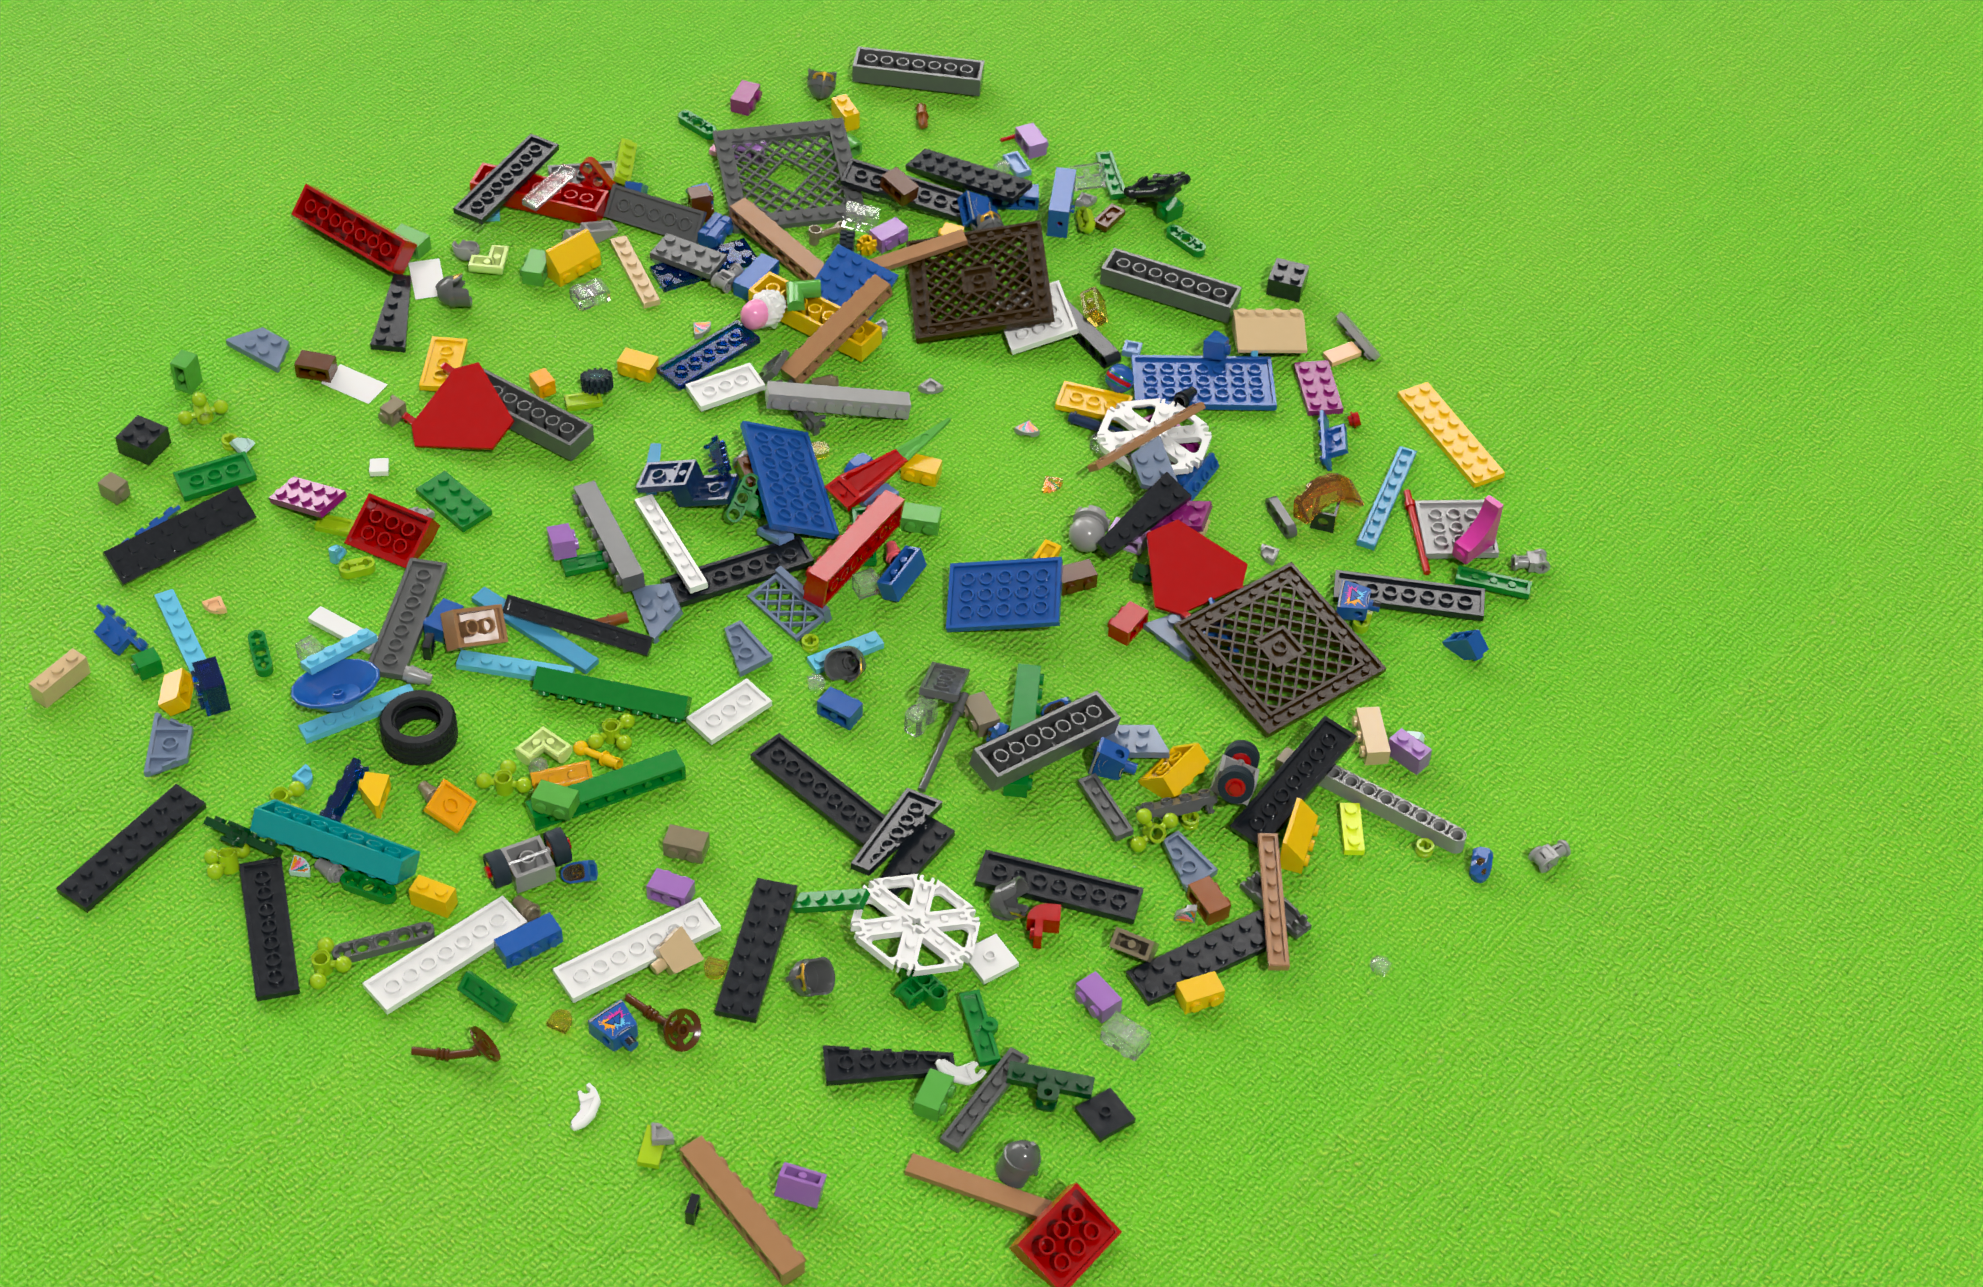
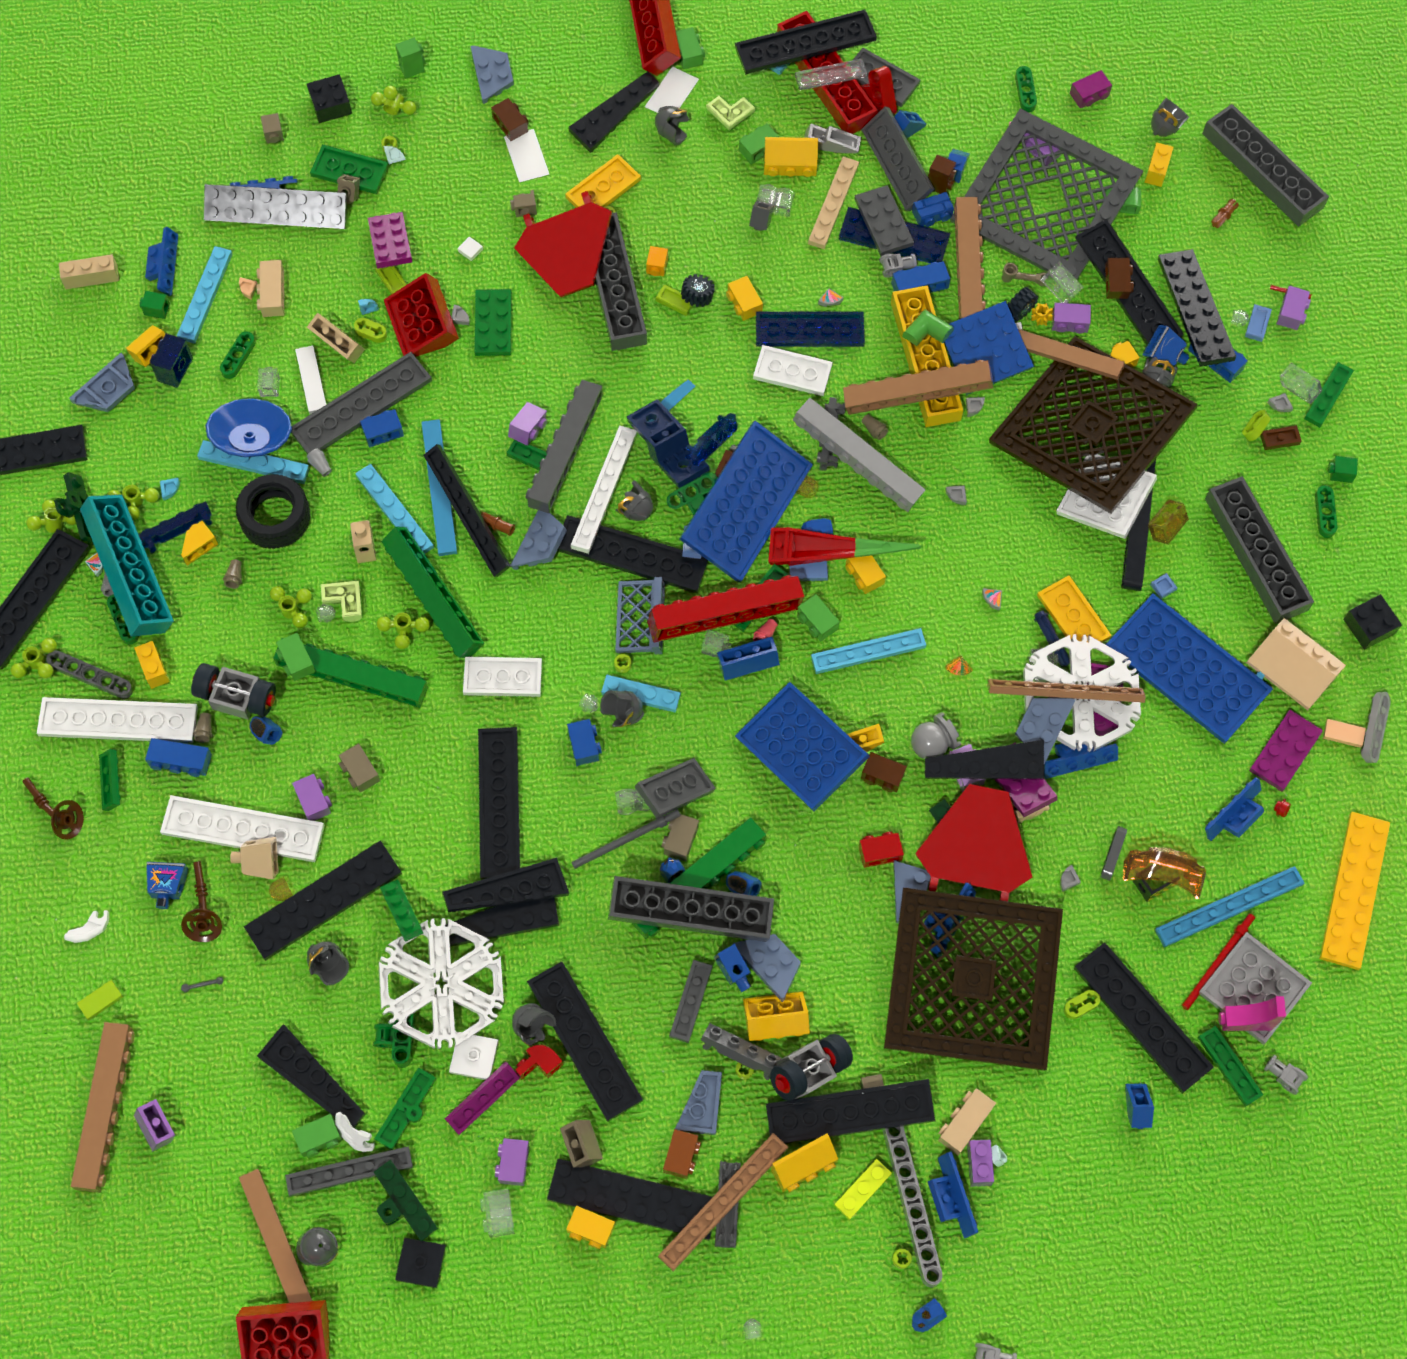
camera: 45 degrees right, 20 degrees up
(230, 479) = (350, 184): none -> dark tan brick
(239, 590) = (271, 288): none -> tan brick
(337, 585) = (335, 338): none -> tan brick
(338, 651) = (282, 398): medium azure plate -> none
(428, 646) = (350, 442): tile -> none
(450, 806) = (233, 597): light orange tile -> none
(465, 249) = (721, 86): light grey hair -> none
(474, 627) = (390, 453): medium nougat slope -> none
(516, 698) = (363, 537): none -> tan torso
(560, 1021) = (140, 841): clear yellow tile -> none
(563, 775) = (332, 634): light orange tile -> none
(592, 307) = (761, 215): none -> dark grey brick
(605, 758) = (376, 644): yellow pin -> none
(624, 161) = (927, 87): lime plate -> none
(661, 1135) = (109, 997): light grey tile -> none
(692, 1209) = (72, 1076): tile -> none
(706, 535) = (637, 504): none -> dark grey helmet
(714, 1086) = (185, 987): none -> dark grey hinge
(746, 648) = (569, 631): sand blue wing -> none
(763, 310) = (885, 320): hair -> none
(773, 366) = (841, 381): dark grey tile -> none
(979, 516) = (868, 651): none -> medium azure plate
(1028, 977) = (482, 1098): none -> magenta plate
(1061, 202) = (1248, 393): brick -> none
(1119, 378) = (1114, 611): blue helmet -> none
(1144, 816) = (702, 1055): lime piece -> none
(1158, 188) = (1349, 441): black brick -> none
(1185, 396) = (1150, 673): black cone -> none
(1187, 914) = (653, 1149): light grey tile -> none
(1216, 346) = (1231, 643): blue slope -> none
(1355, 601) = (1081, 988): blue torso -> none
(1414, 784) = (951, 1197): none -> blue bracket

